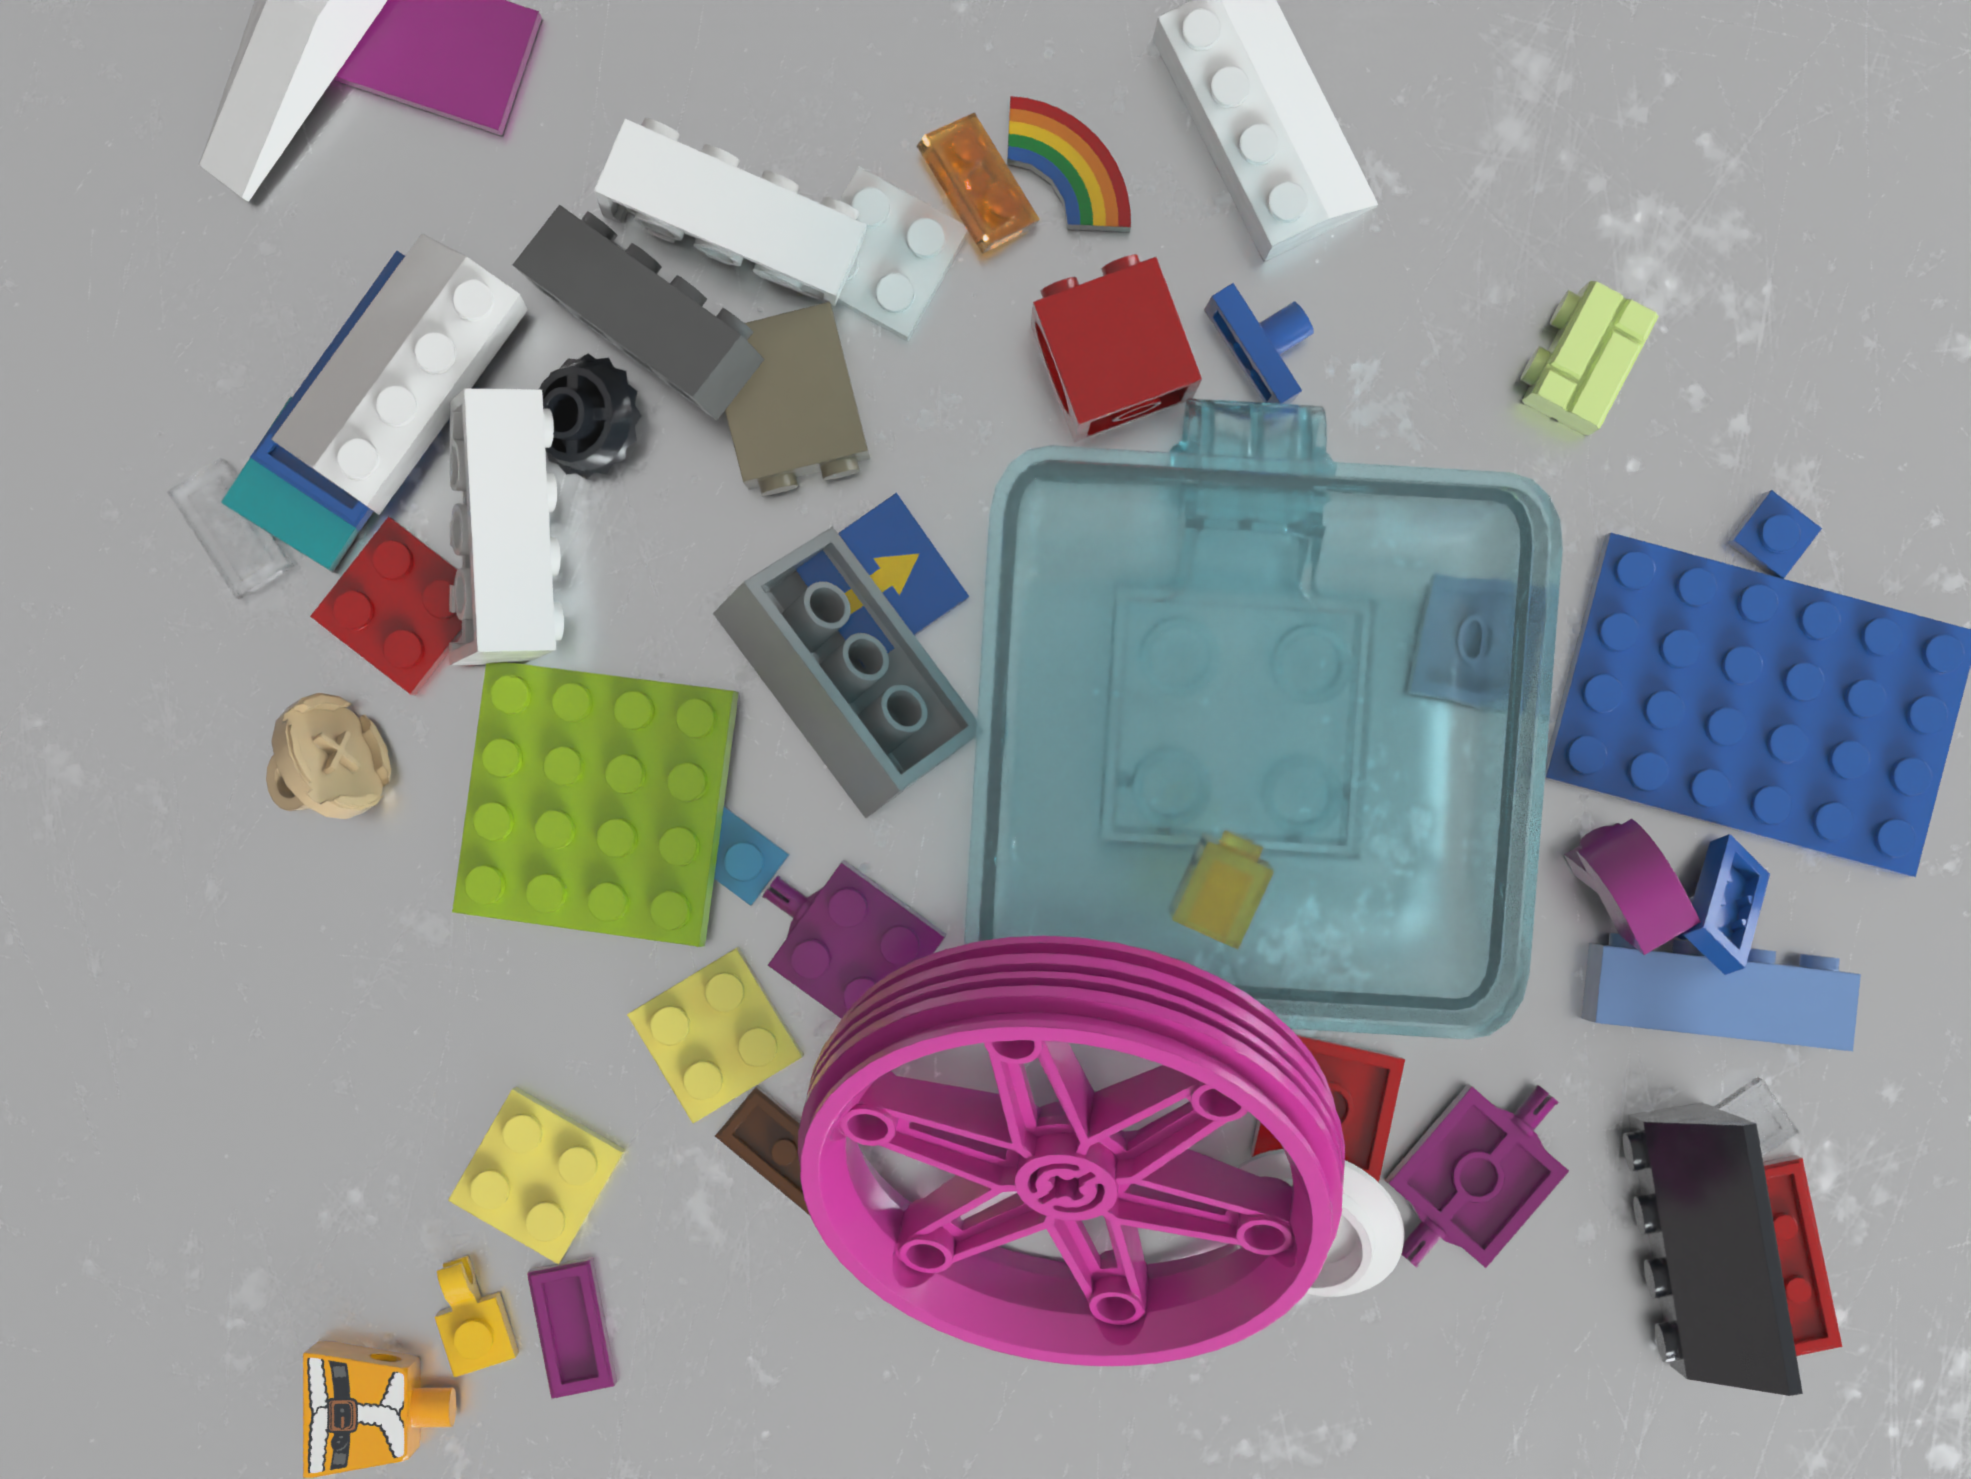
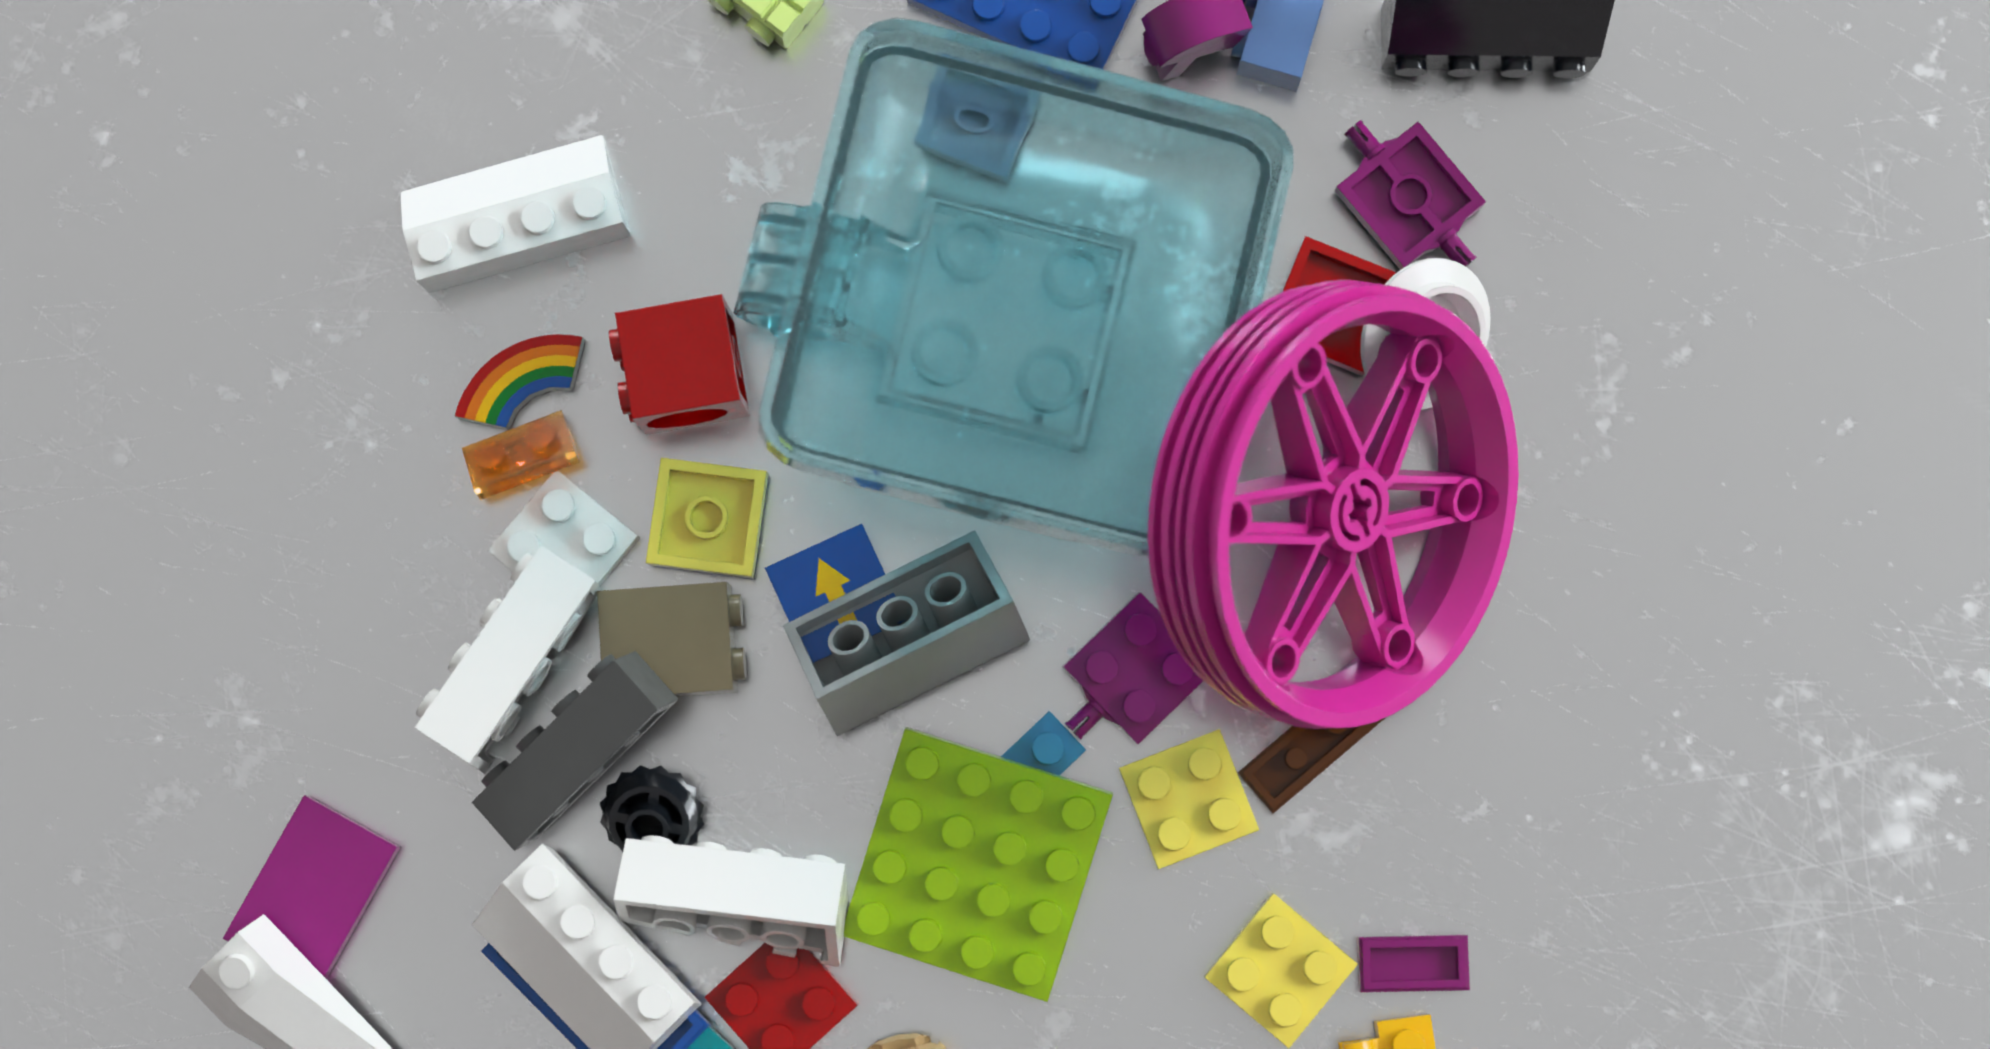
camera: 70 degrees left, 5 degrees down
(942, 414) = (707, 518): none -> light yellow plate
(1222, 887) = (1138, 333): clear yellow brick -> none
(1260, 344) = (699, 248): blue tile -> none

